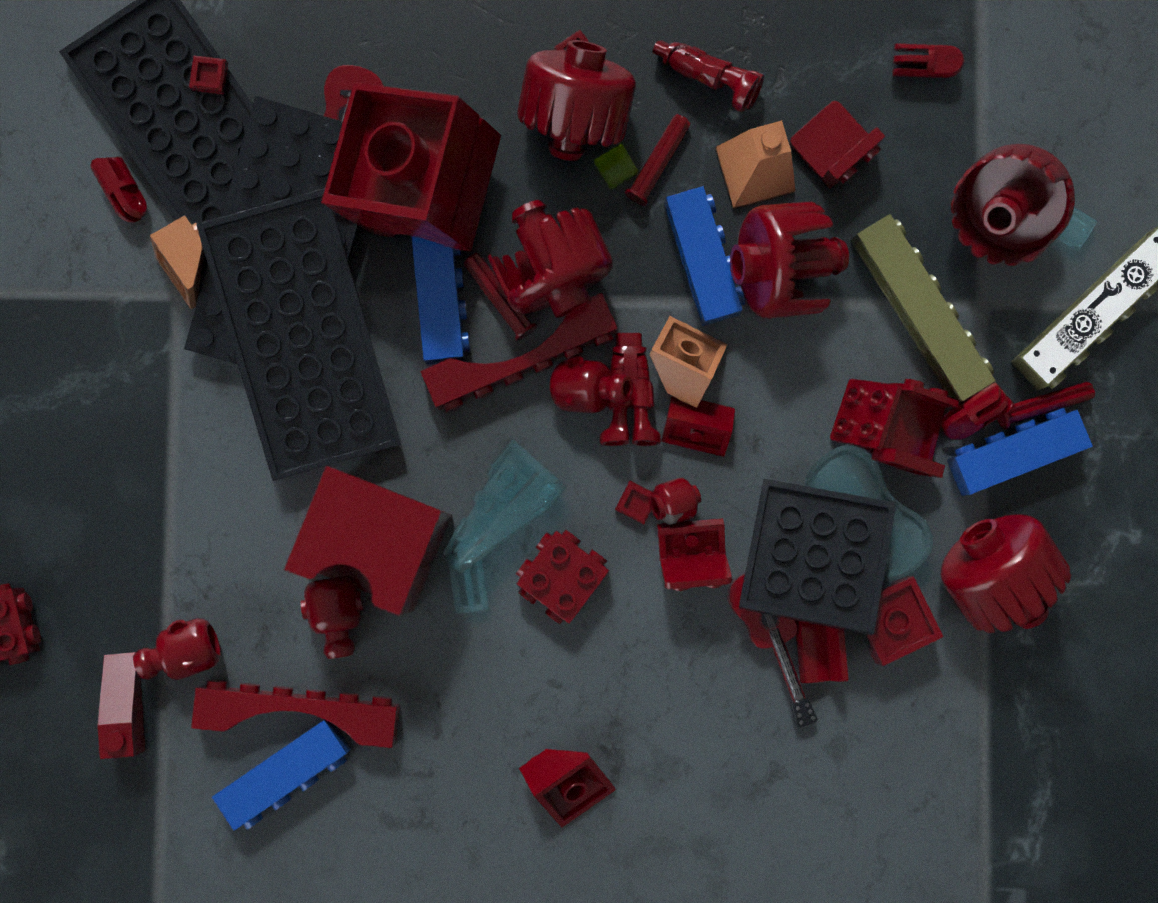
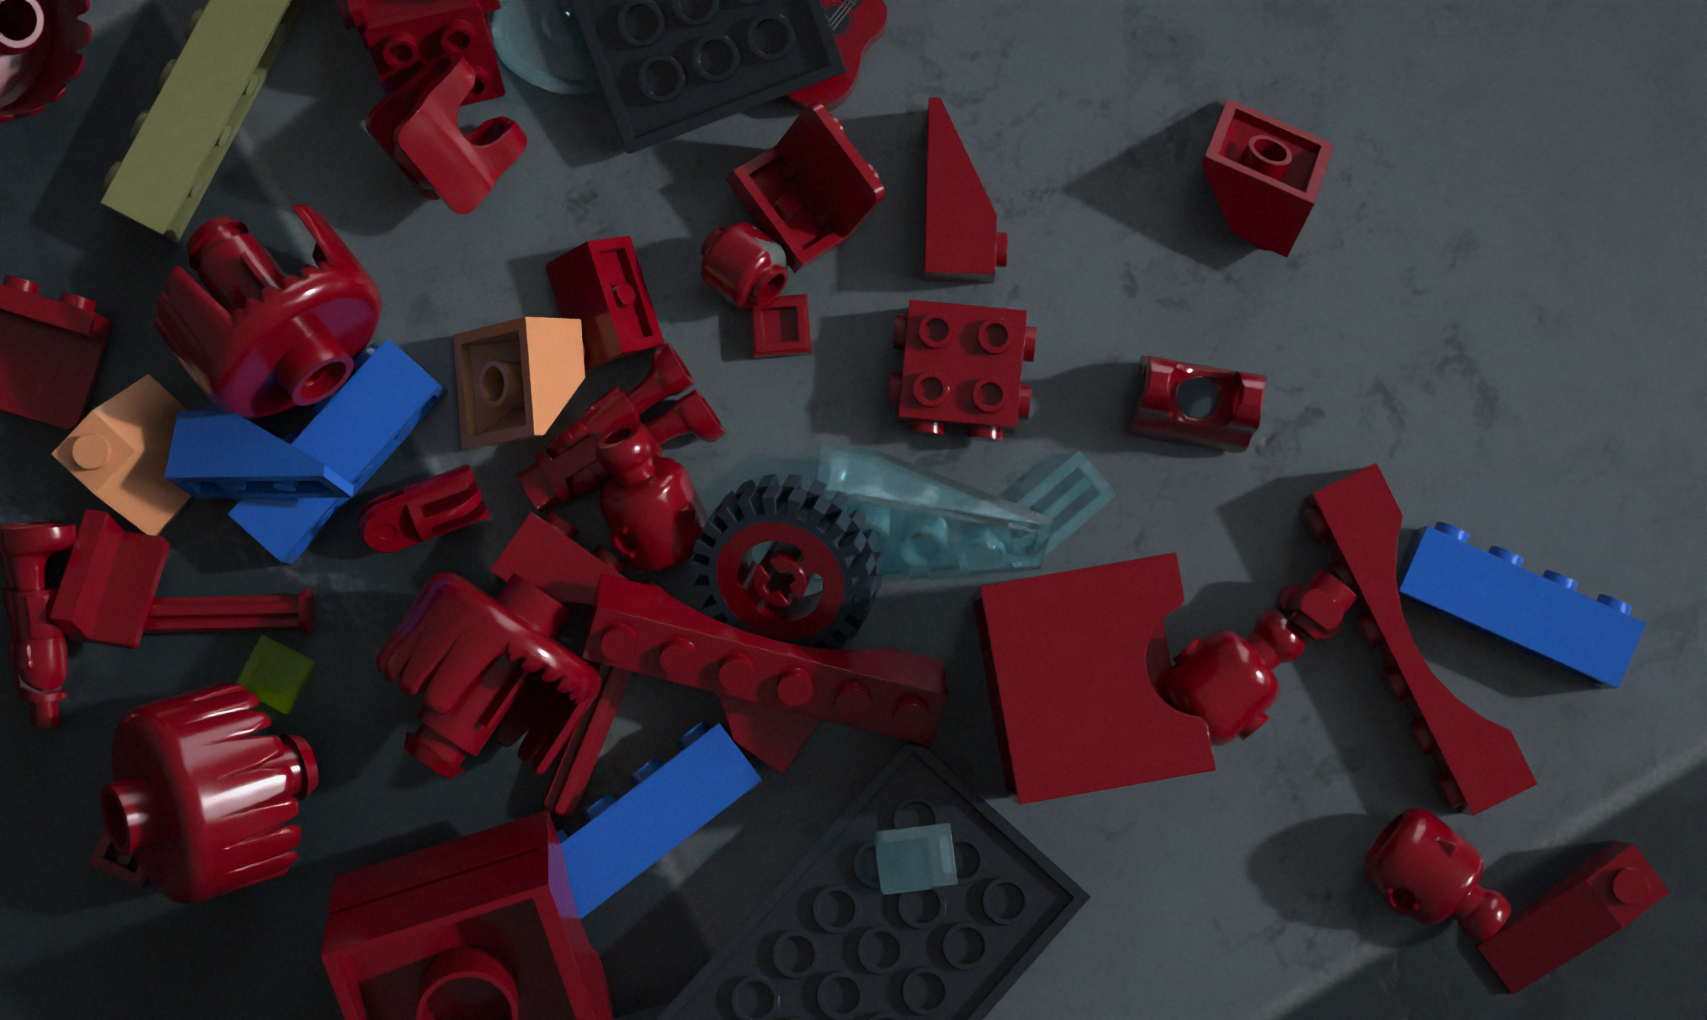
camera: 120 degrees left, 0 degrees up
(339, 408) = (915, 859): none -> clear light blue panel
(342, 674) = (1318, 606): none -> dark red plate
(474, 680) = (1198, 405): none -> dark red piece
(518, 350) = (663, 638): none -> dark red arch
(522, 447) = (813, 540): none -> wheel
(636, 620) = (959, 217): none -> dark red slope
(650, 278) = (422, 511): none -> dark red arm
(705, 113) = (109, 583): none -> dark red panel
(725, 206) = (233, 458): none -> blue slope
(826, 383) = (423, 137): none -> dark red piece

